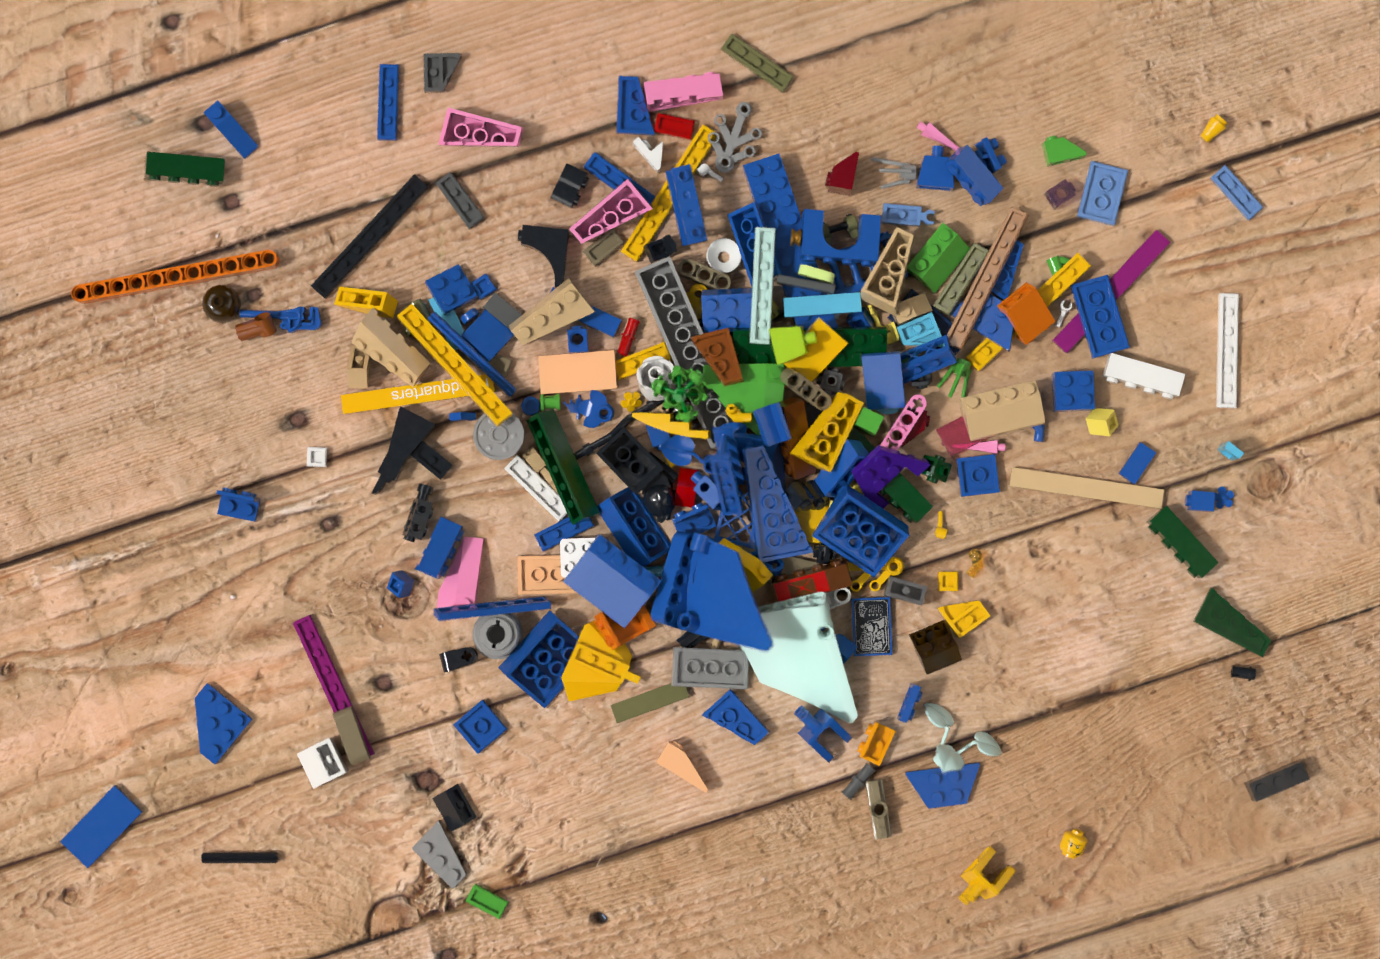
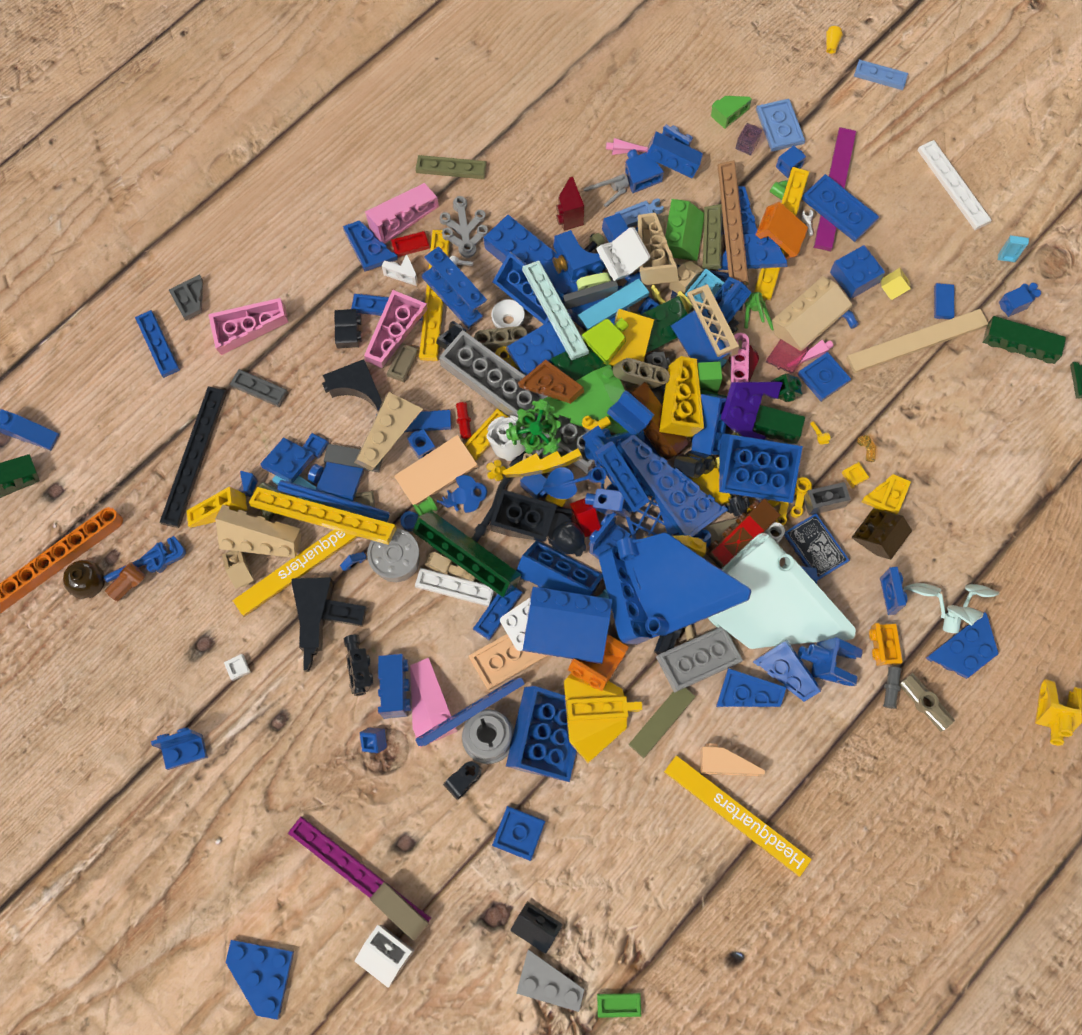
camera: 25 degrees left, 15 degrees down
(404, 292) = (248, 483): none -> blue slope
(665, 811) = (738, 816): none -> yellow tile
(780, 715) = (788, 668): none -> wing
(853, 267) = (624, 254): none -> white bracket
(906, 375) = (717, 319): none -> tan fence
(1085, 241) = (791, 158): none -> blue brick
(1143, 375) = (903, 233): white brick -> none

